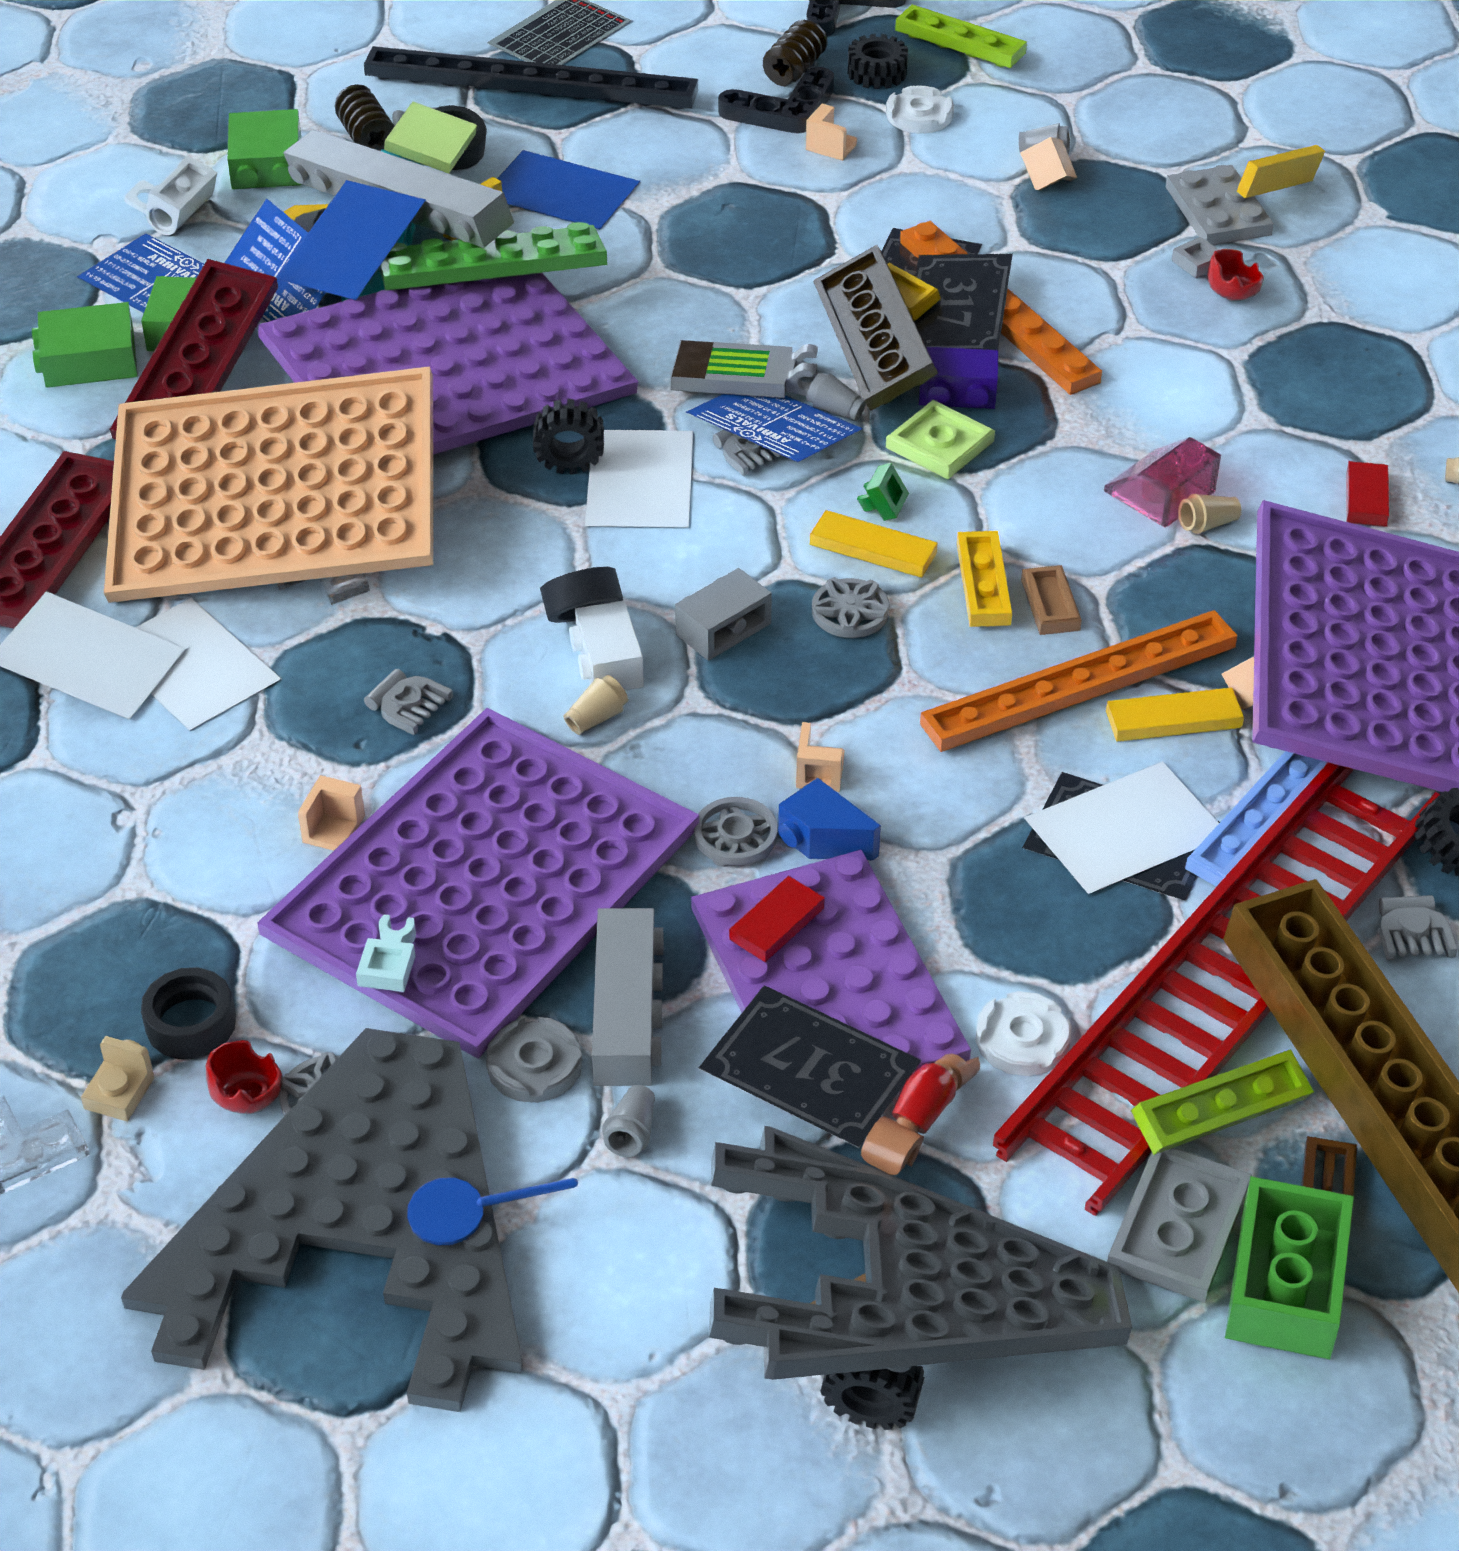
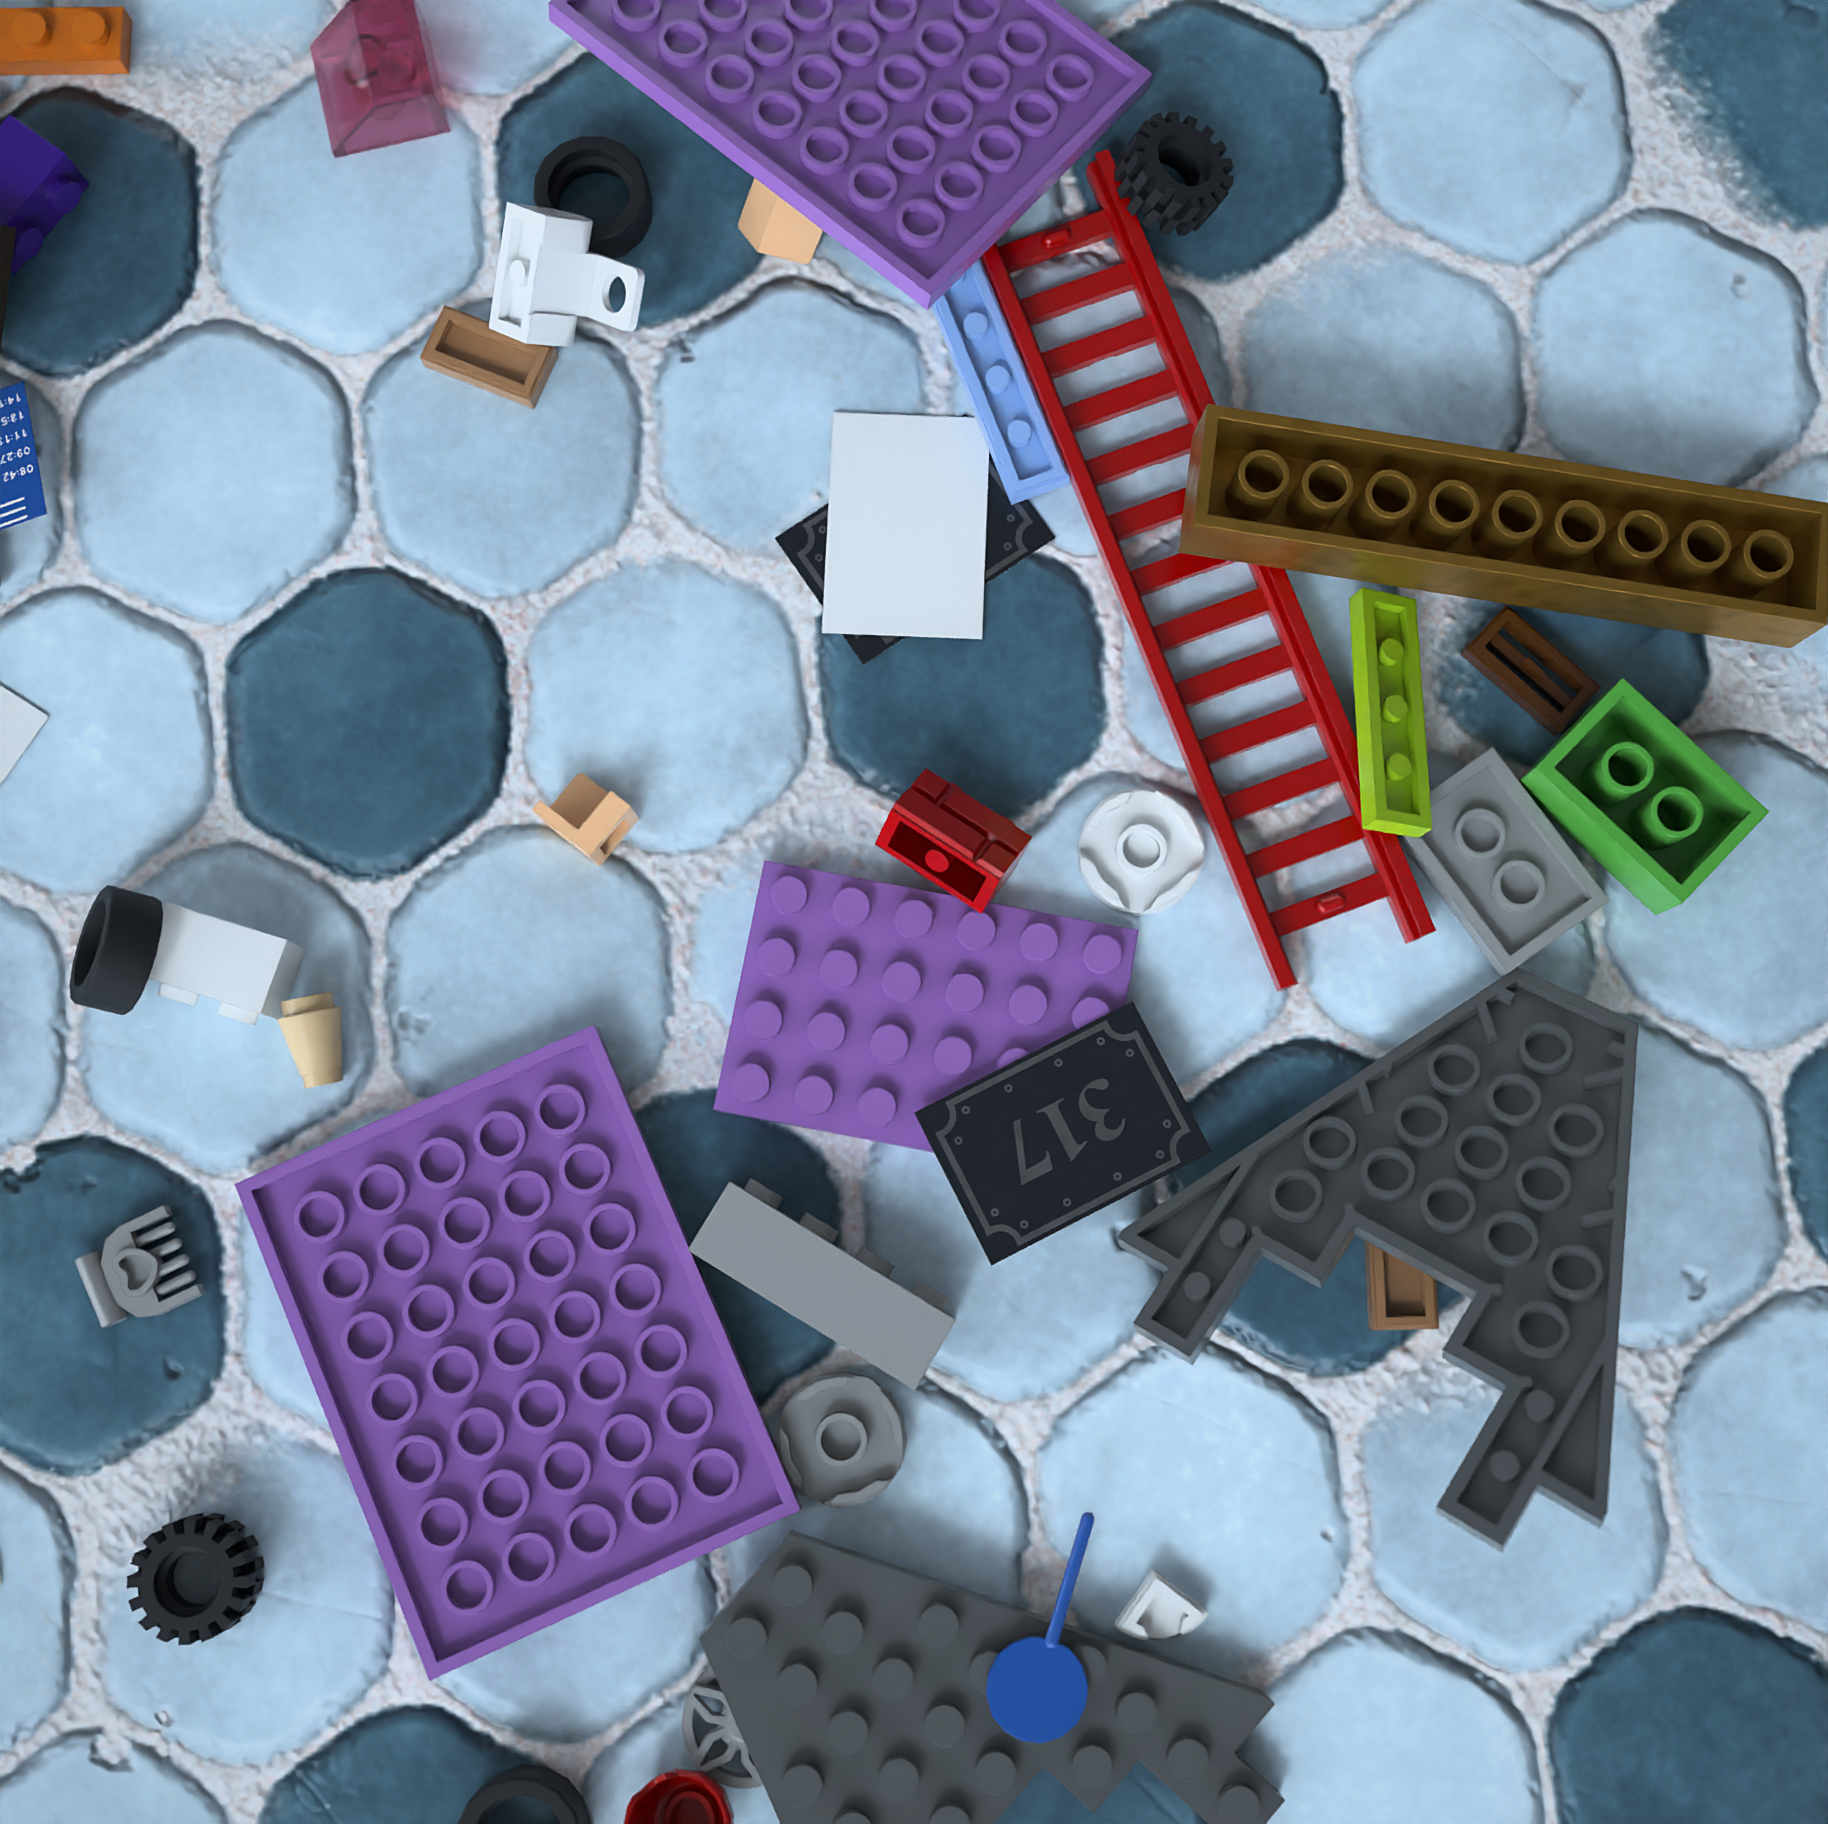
camera: 55 degrees left, 35 degrees up
(249, 817) = (156, 1578): none -> black tyre
(331, 812) = (293, 1485): light nougat panel -> none
(389, 960) = (614, 1560): light aqua plate -> none
(537, 1278) = (1159, 1611): none -> white tile
(629, 1124) = (1010, 1382): light grey cone -> none
(723, 613) = (255, 779): light grey brick -> none
(736, 831) = (633, 987): light grey wheel -> none
(776, 918) = (829, 1038): red tile -> none
(826, 824) = (702, 880): blue slope -> none
(850, 607) = (341, 608): light grey wheel -> none
(873, 543) = (244, 506): yellow tile -> none
(884, 493) = (169, 433): green tile -> none
(921, 1102) = (1205, 1051): piece -> none
(940, 439) = (105, 293): yellowish green tile -> none
(948, 923) = (953, 840): none -> red brick
(984, 579) = (405, 414): yellow plate -> none
(1077, 680) = (654, 424): orange plate -> none
(1116, 588) = (552, 278): none -> white piece
(1174, 714) = (774, 348): yellow tile -> none
(1184, 574) = (599, 155): none -> black tyre
(1206, 512) = (471, 68): tan cone -> none
(1412, 922) = (1246, 321): light grey piece -> none

